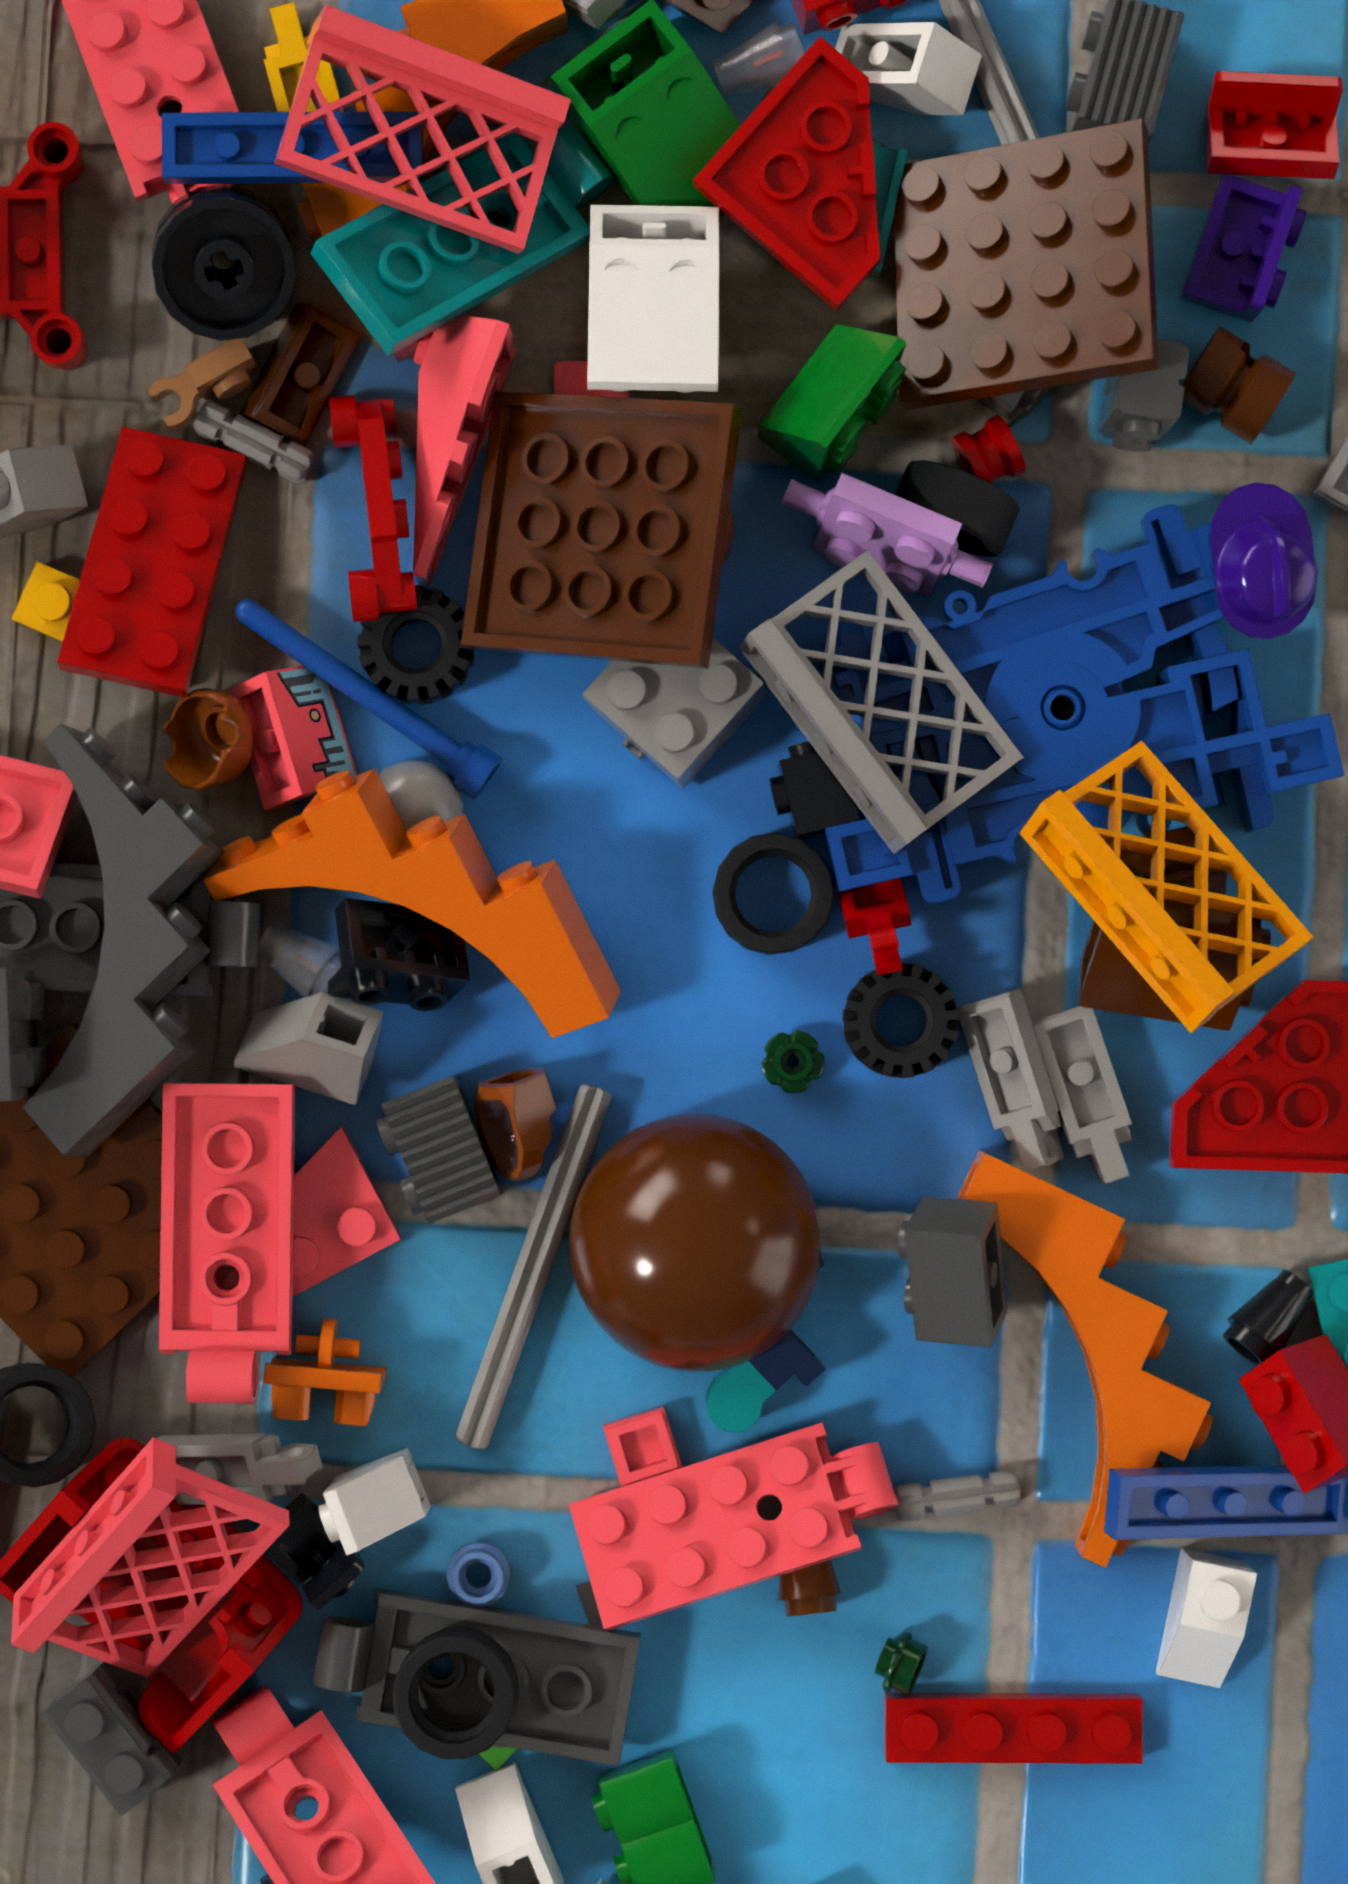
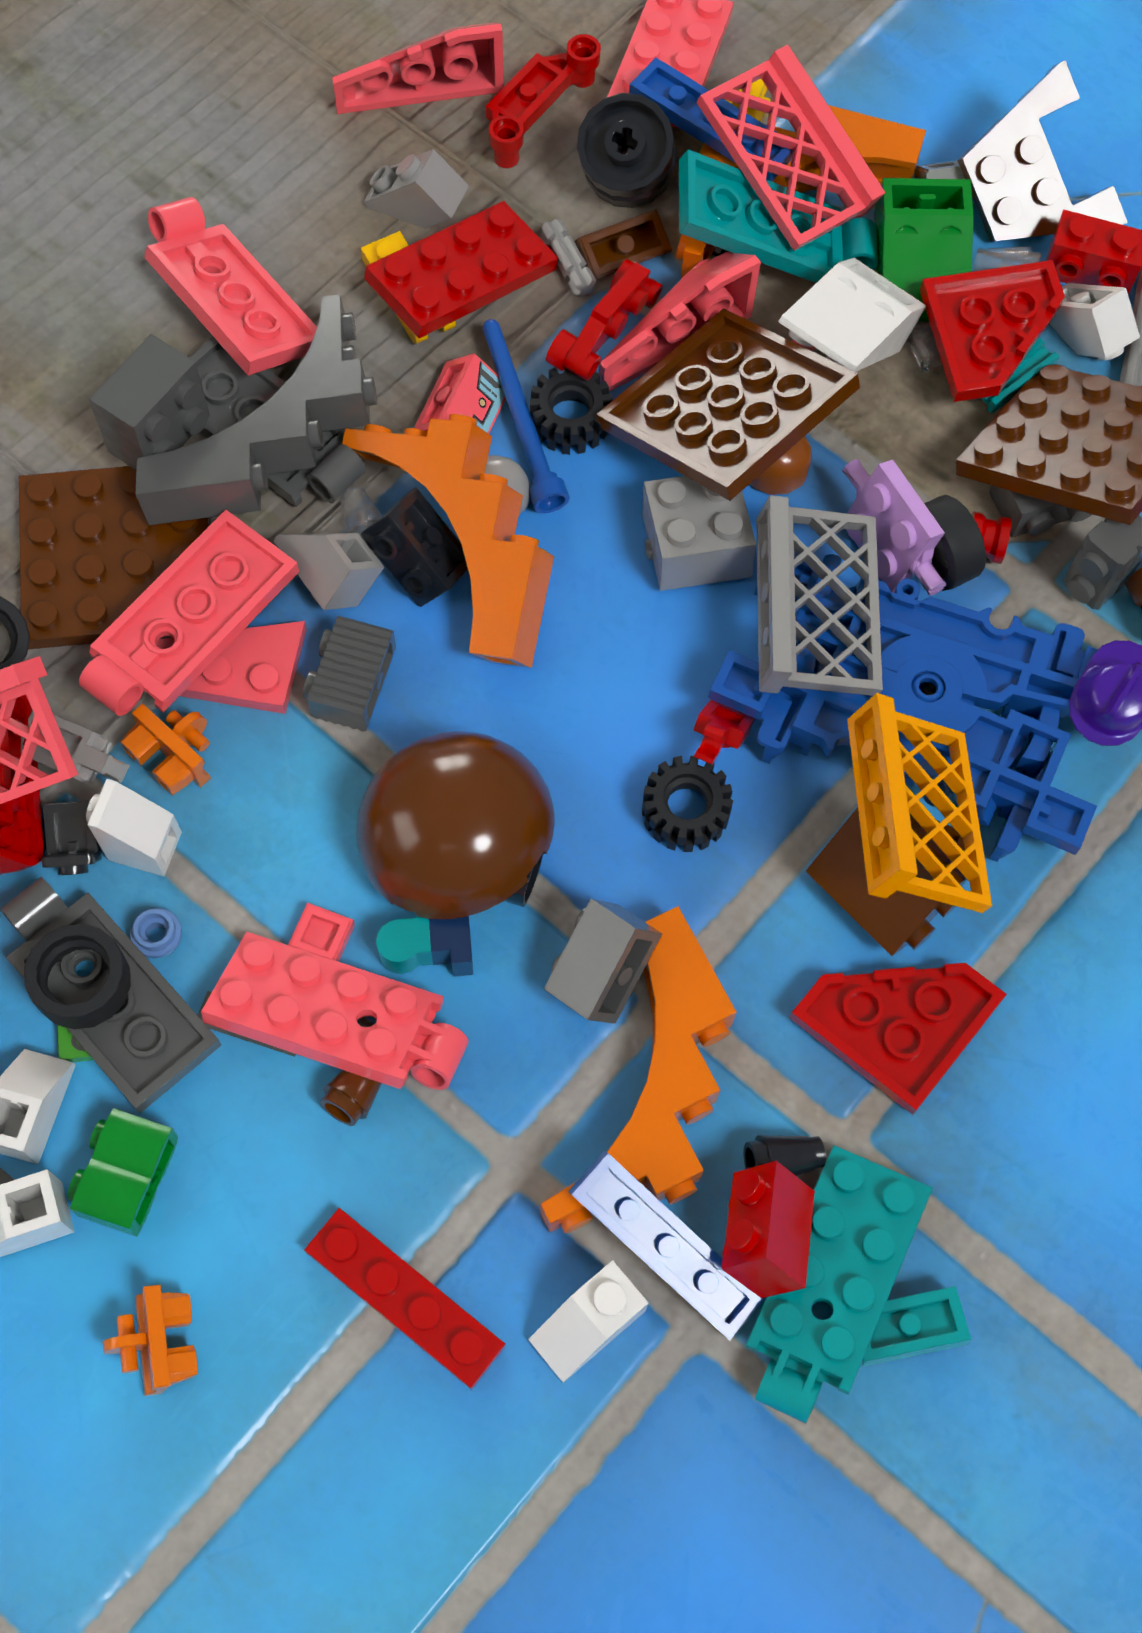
camera: 30 degrees right, 20 degrees down
(209, 739) = (414, 371): dark orange hair -> none
(218, 373) = (575, 206): medium nougat plate -> none
(516, 1120) = (409, 688): dark orange rock -> none
(533, 1266) = (333, 788): light grey axle -> none
(775, 1064) = (605, 792): dark green plate -> none
(784, 847) = (671, 645): black tyre -> none
(810, 793) = (734, 632): black brick -> none
(828, 402) = (921, 438): green slope -> none
(901, 1663) = (367, 1194): dark green plate -> none
(957, 1495) = (491, 1116): light grey axle -> none
(1013, 1076) = (731, 886): light grey hinge -> none
(1085, 1089) = (771, 927): light grey hinge -> none

